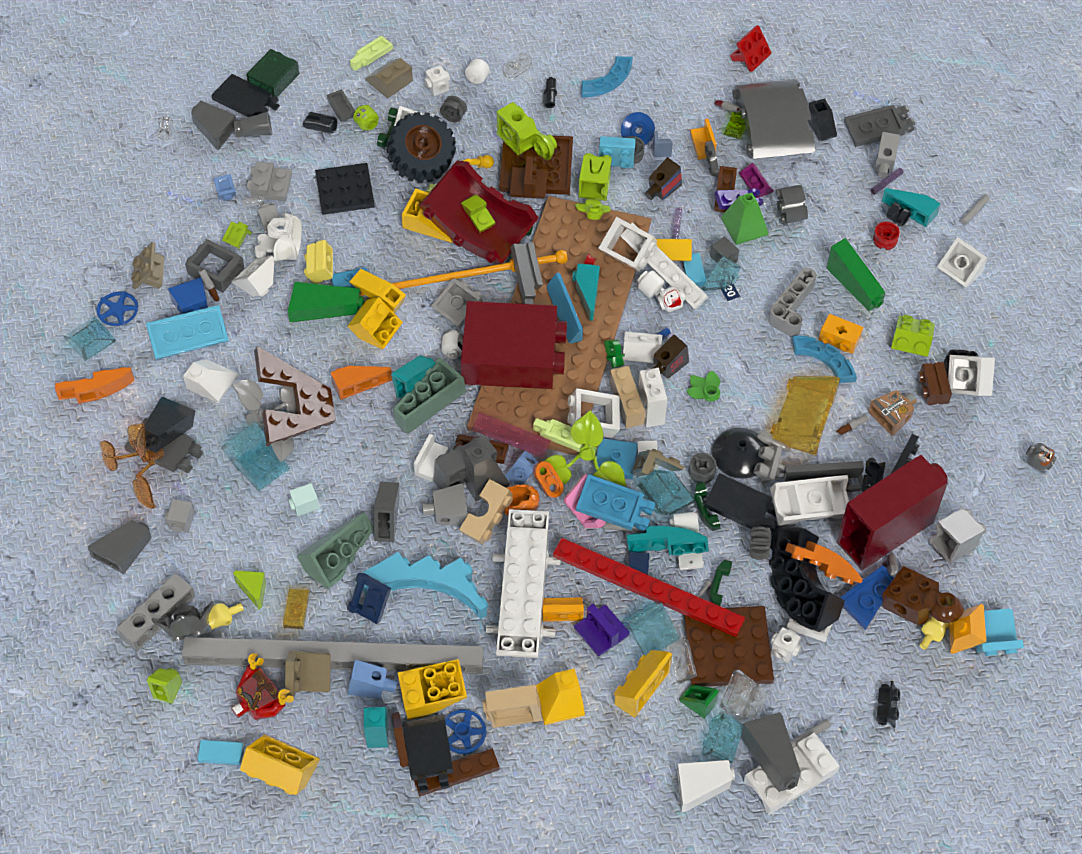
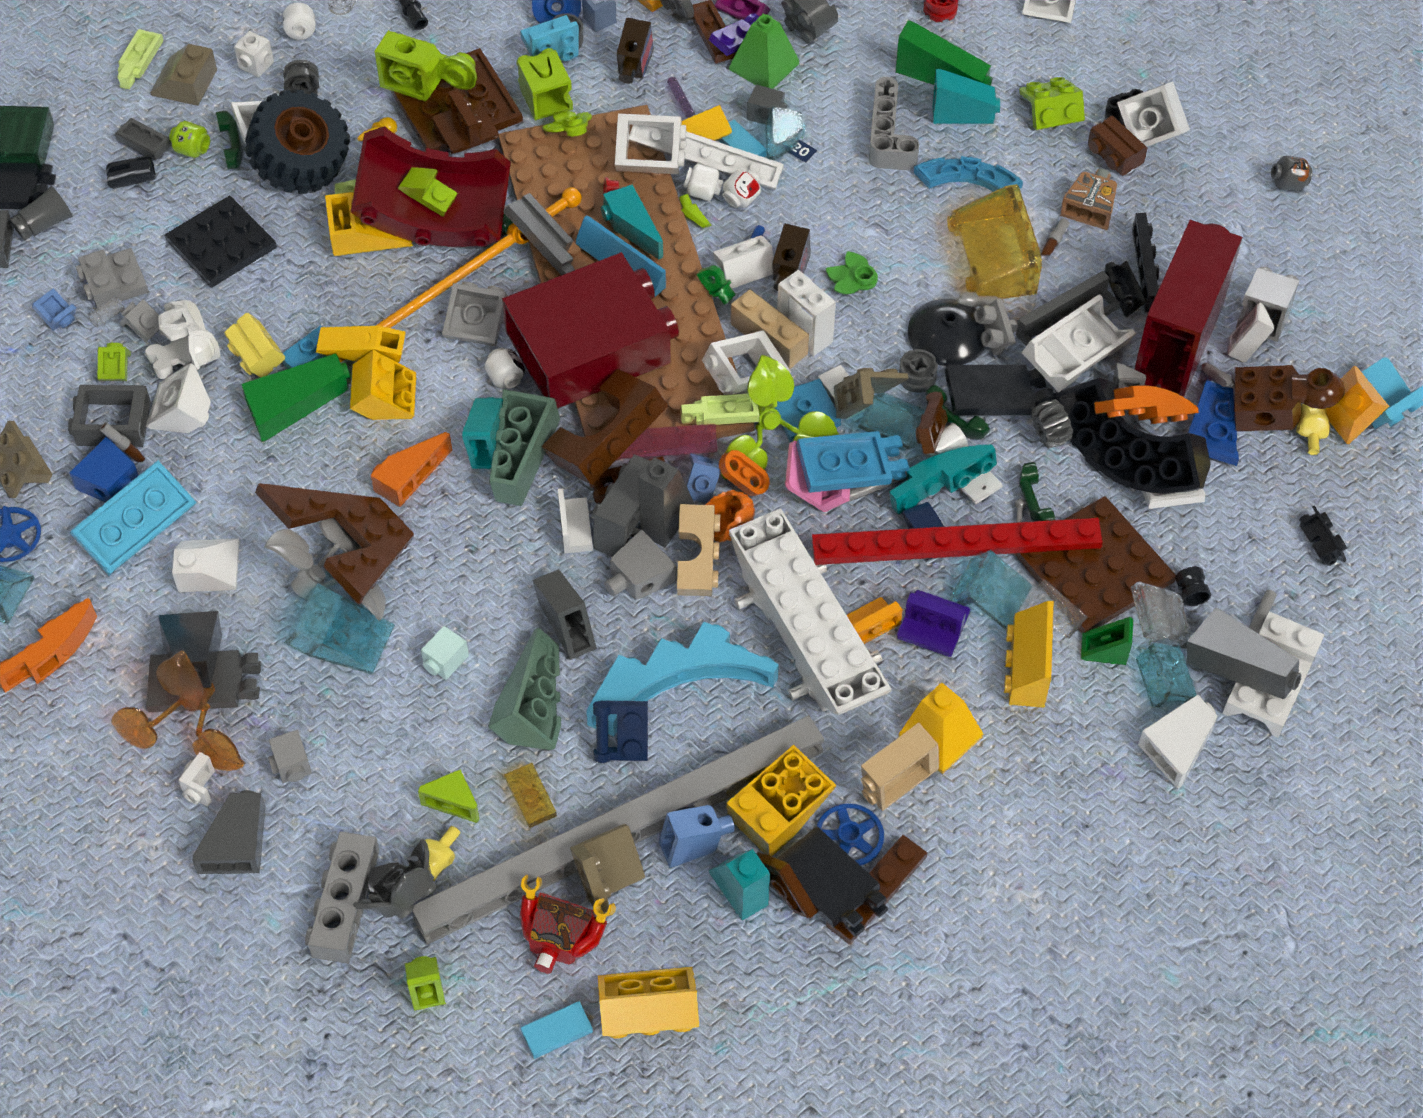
camera: 30 degrees left, 0 degrees up
(122, 501) = (195, 777): none -> white bracket
(503, 409) = (592, 455): none -> reddish brown arch
(633, 300) = (692, 212): none -> lime bar
(680, 505) = (931, 423): none -> reddish brown plate
(779, 691) = (1192, 584): none -> black wheel
(785, 645) = (1164, 527): white brick -> none
(831, 540) = (1127, 377): none -> light grey slope
(841, 333) = (970, 138): light orange brick -> none
(852, 306) = (962, 100): none -> teal slope
(930, 549) = (1250, 334): none -> white slope

